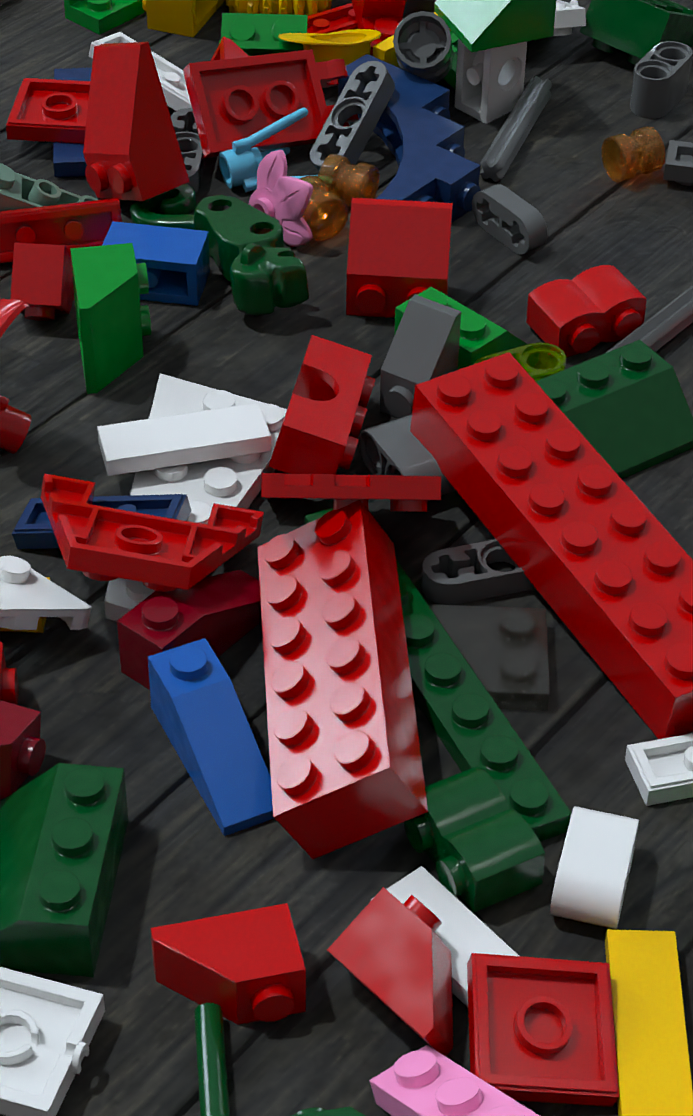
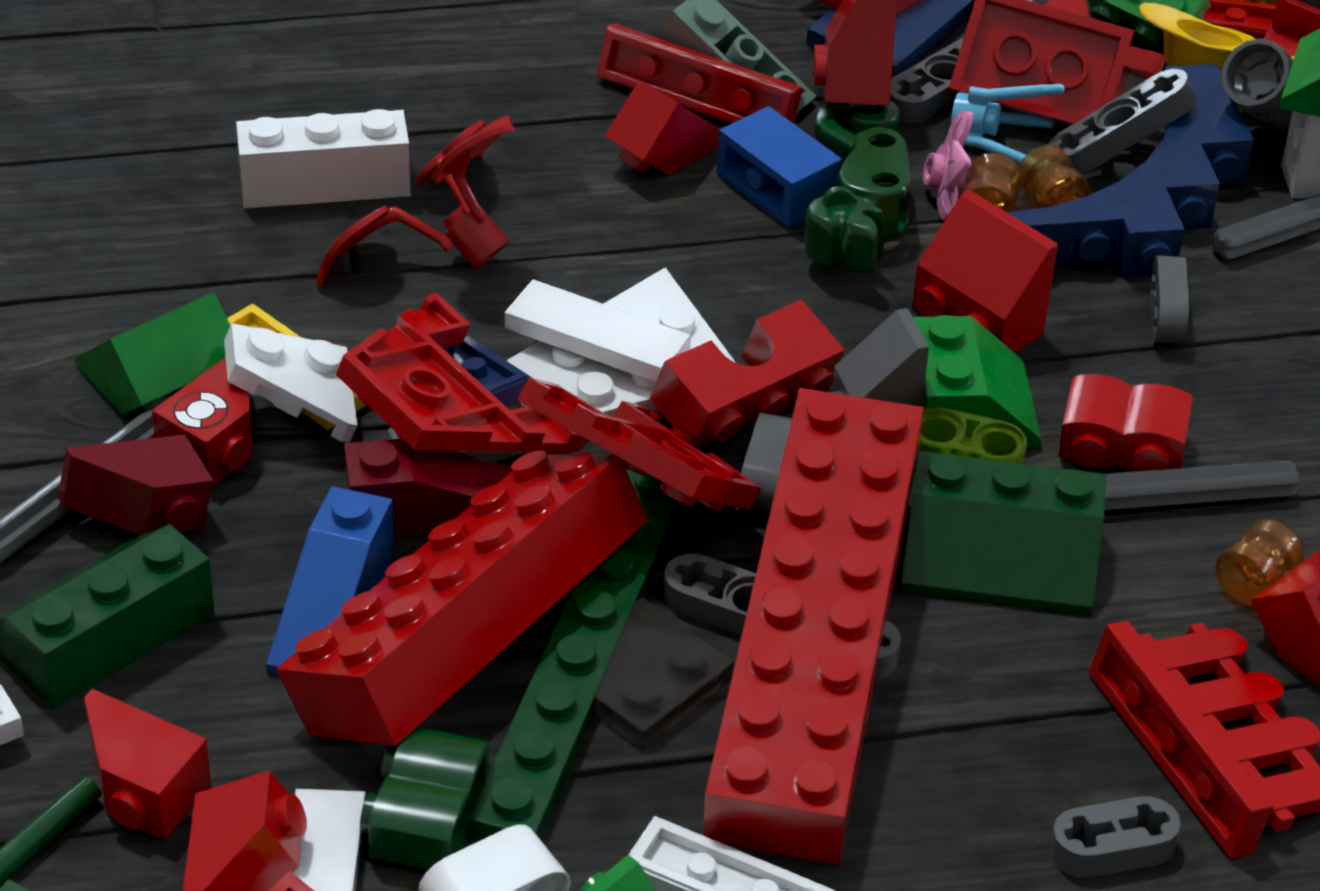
camera: 40 degrees right, 0 degrees up
(109, 310) = (659, 186): green slope -> none

